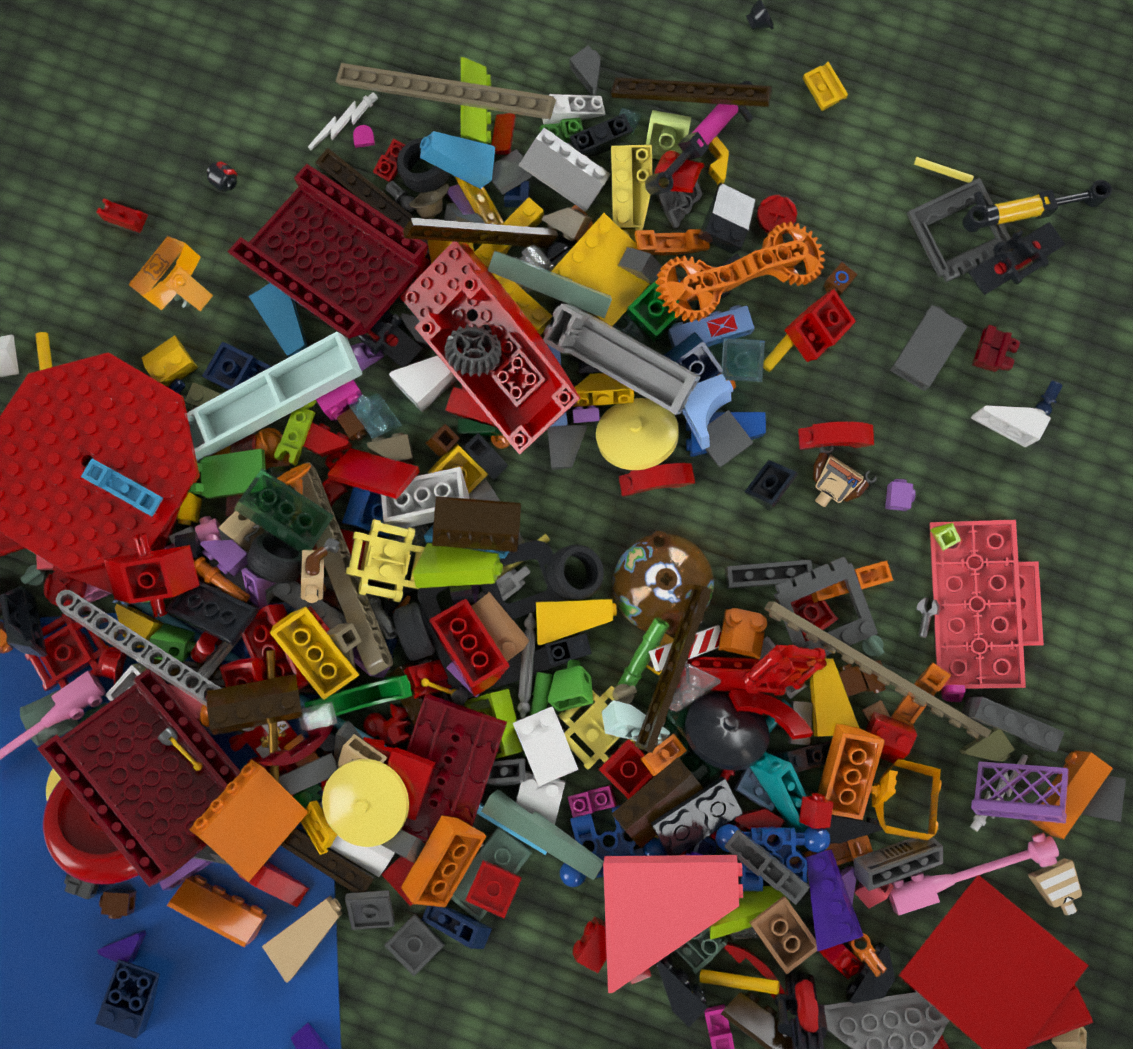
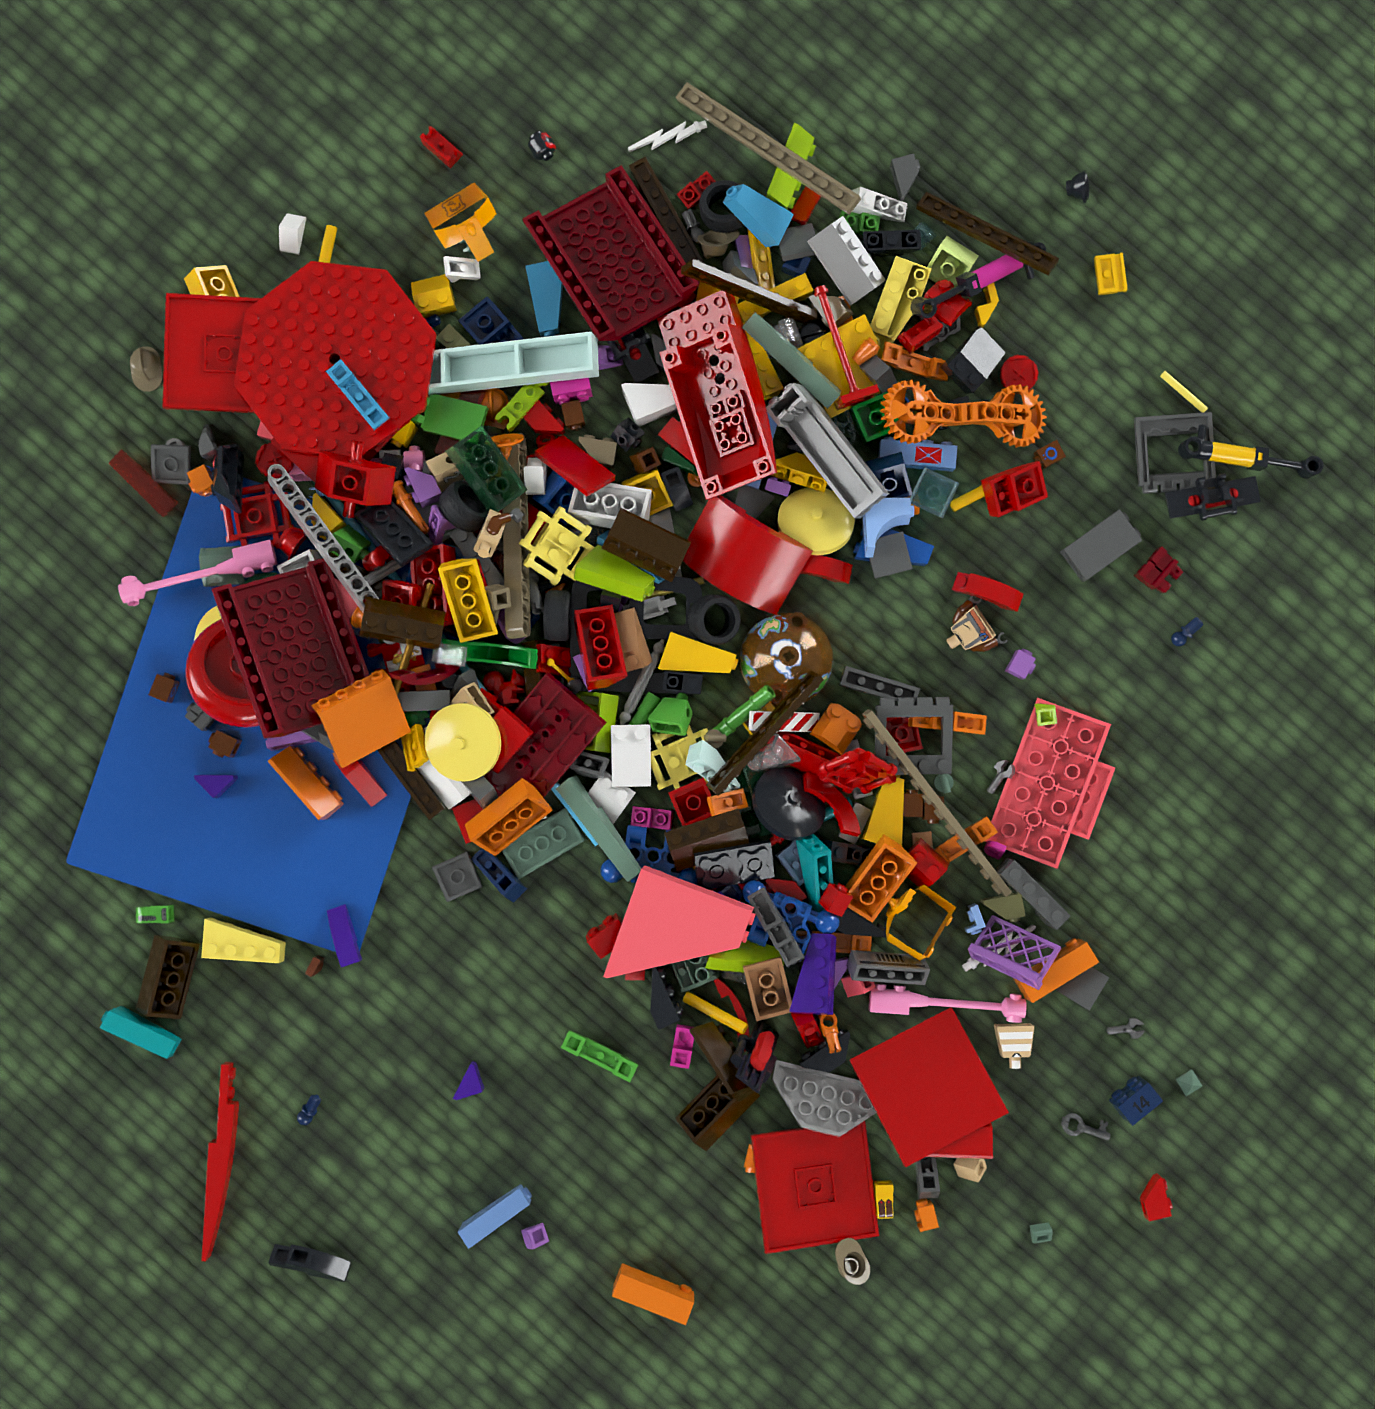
camera: 20 degrees right, 5 degrees up
(33, 576) = (250, 439): sand green plate -> none
(33, 868) = (164, 687): none -> reddish brown brick
(129, 999) = (206, 825): dark blue slope -> none
(169, 737) = (320, 623): hinge -> none
(186, 323) = (461, 268): none -> white slope
(299, 940) = (365, 833): tan slope -> none
(337, 500) = (535, 476): none -> white slope
(363, 136) = (681, 157): dark pink tile -> none
(370, 910) = (431, 833): dark grey tile -> none
(375, 415) = (595, 414): clear light blue hinge -> none
(415, 422) = (627, 434): none -> black brick
(473, 357) = (703, 386): dark grey gear -> none
(493, 889) = (540, 857): red tile -> none
(580, 495) = (744, 555): none -> red slope
(620, 247) = (865, 351): none -> orange cone
(627, 294) = (855, 394): none -> red tile
(665, 212) = (920, 334): none -> red hinge
(770, 484) = (913, 610): black slope -> none
(961, 769) = (974, 916): none -> light blue bracket
(1016, 423) = (1148, 642): white slope -> none

